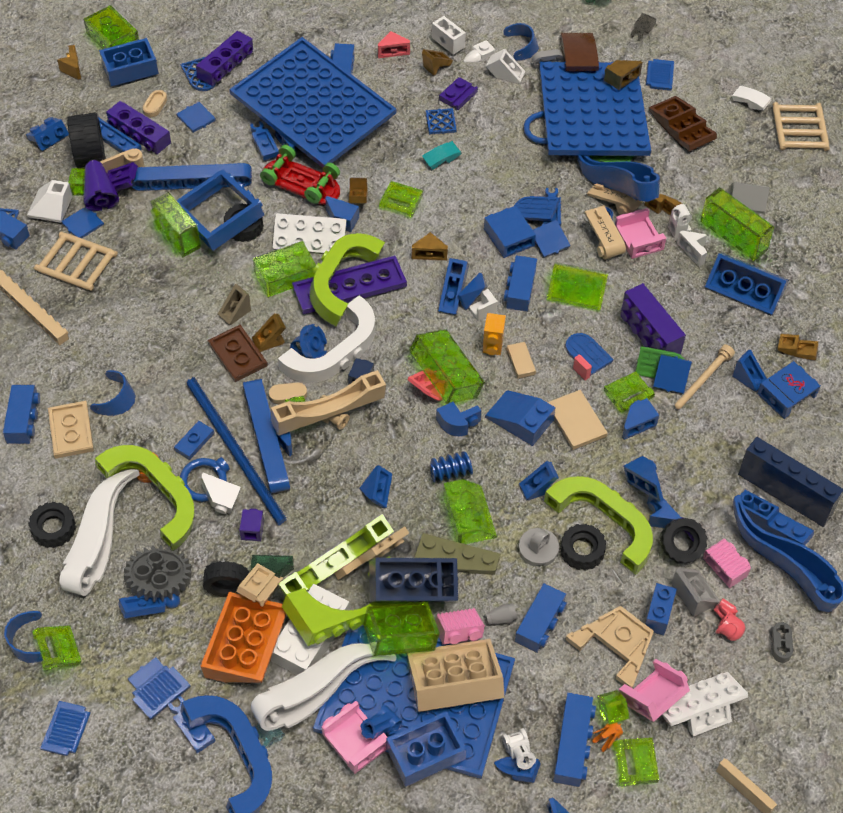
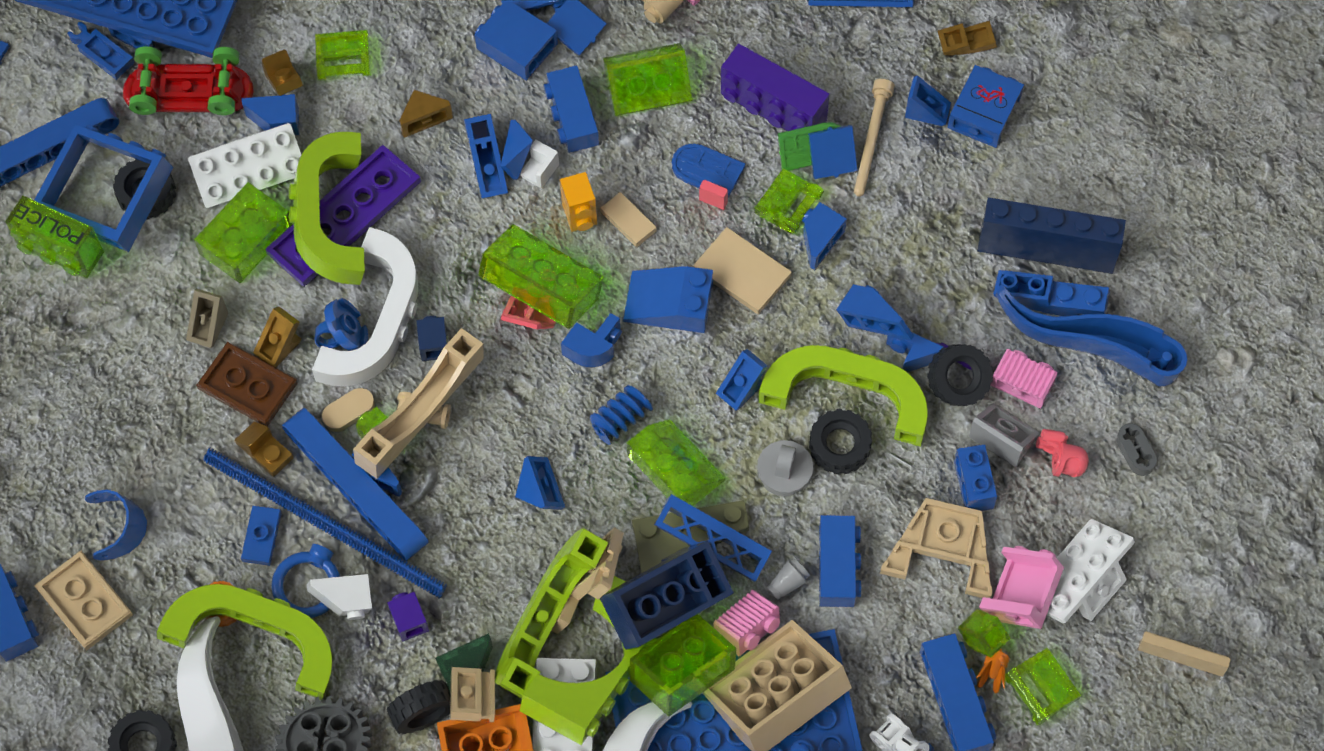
camera: 25 degrees left, 10 degrees up
(225, 393) = (264, 448): none -> pearl gold slope
(471, 560) = (717, 529): none -> blue fence

